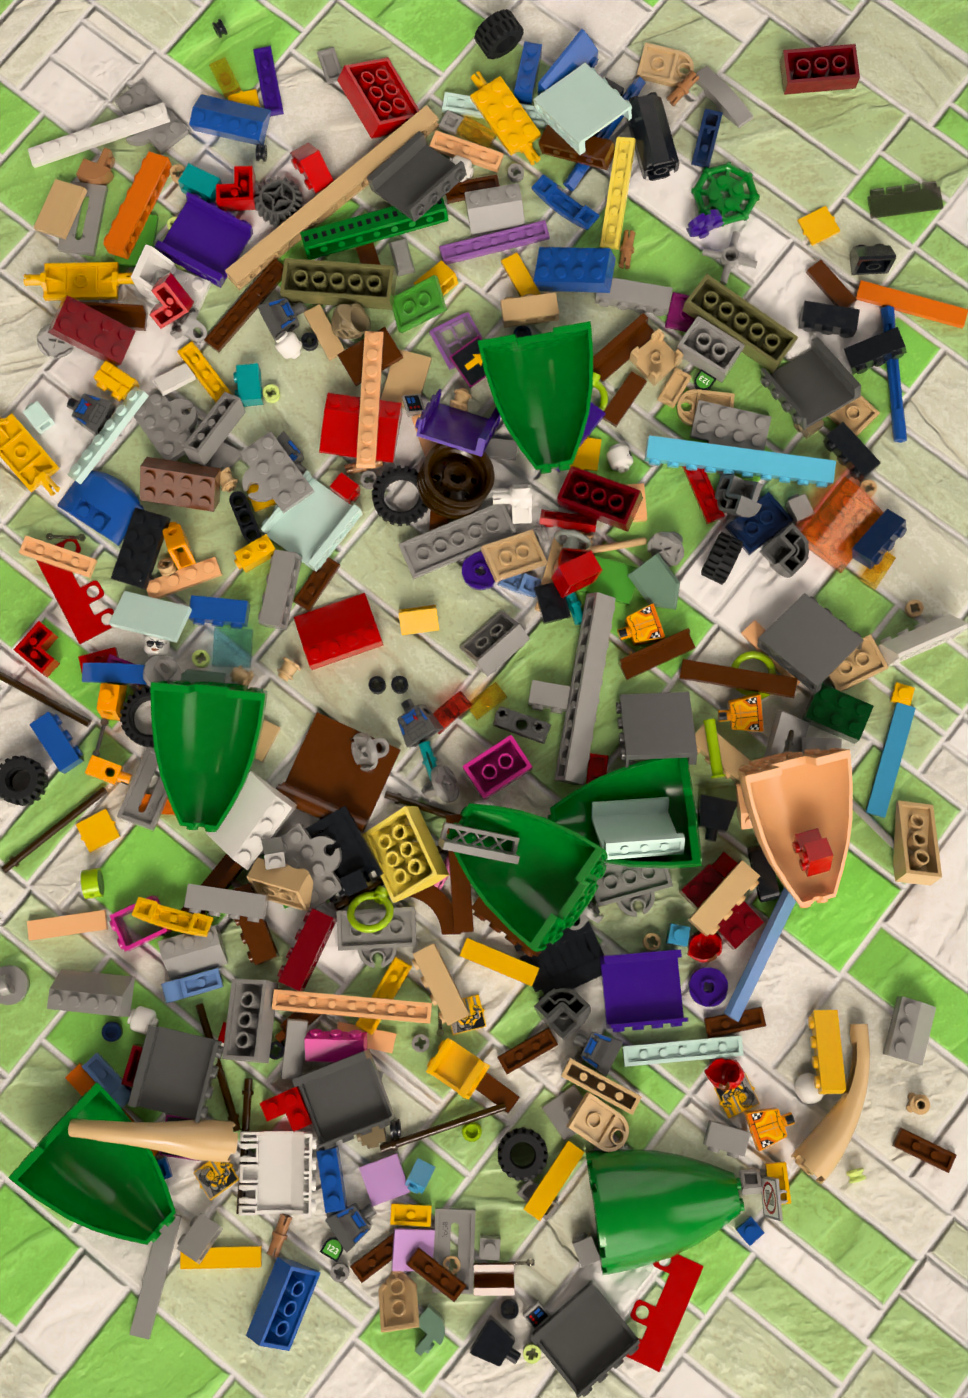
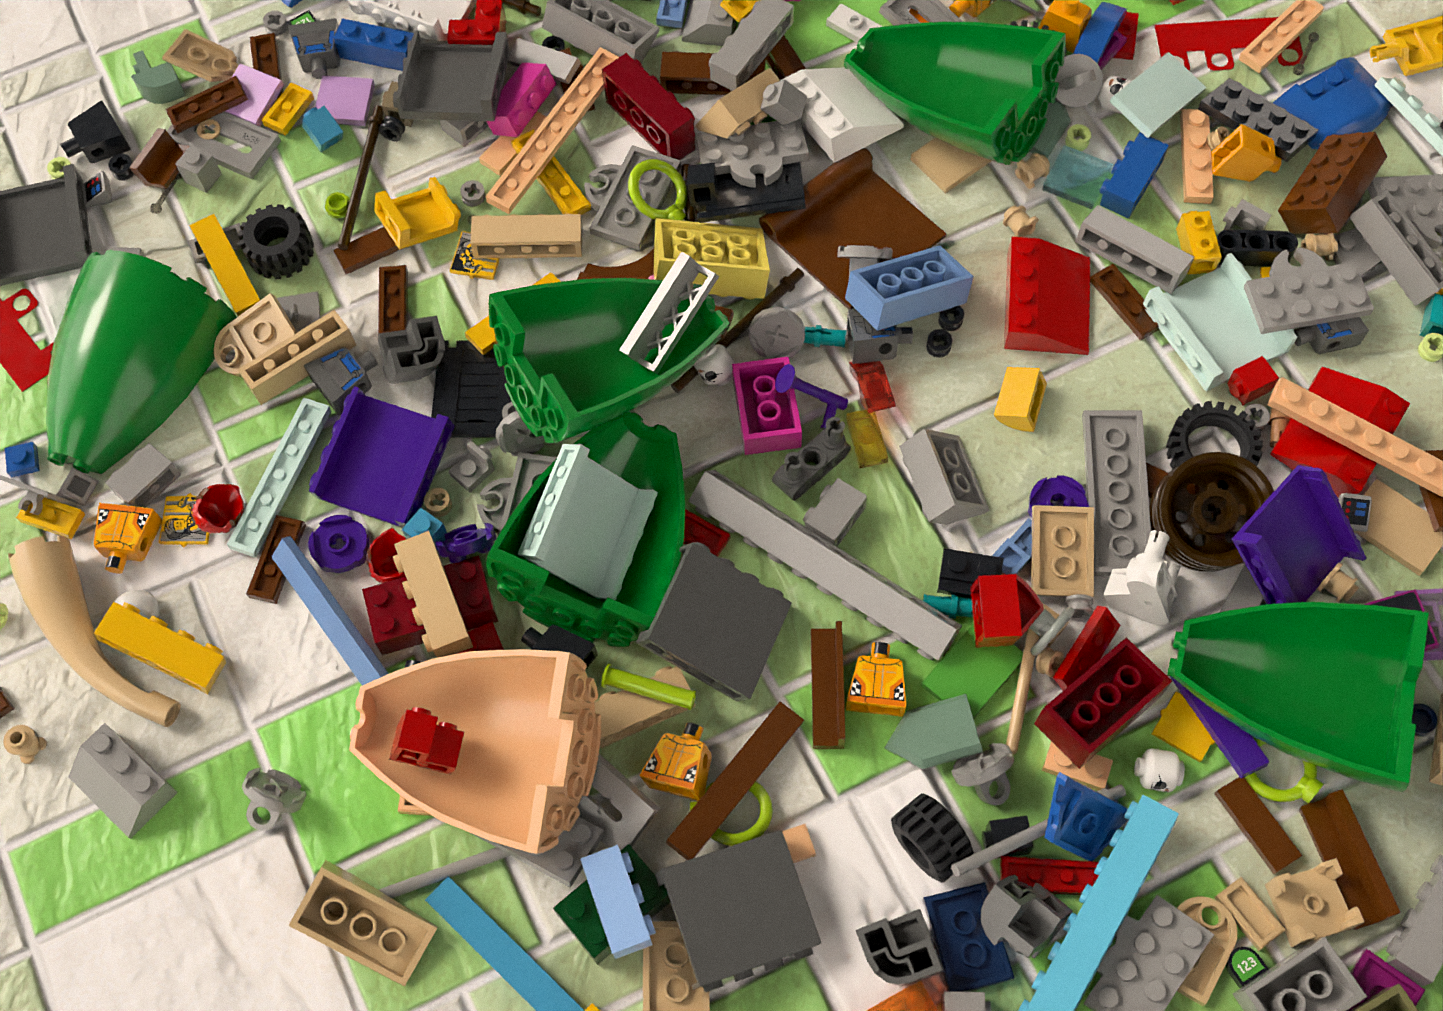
camera: 115 degrees right, 15 degrees down
(167, 846) = (850, 23): none -> white plate
(223, 528) = (1247, 217): none -> light grey bracket
(378, 713) = (908, 287): none -> medium blue brick
(483, 756) = (787, 380): none -> dark purple piece
(619, 932) = (473, 467): none -> light grey bracket
(649, 481) = (1017, 840): none -> light grey bar
(664, 900) = (466, 541): none -> dark purple plate
(672, 484) = (1082, 818): none -> blue wing
(696, 522) = (1004, 828): none -> black brick
(842, 703) = (618, 901): none -> light blue brick
(875, 933) = (272, 791): none -> light grey tile

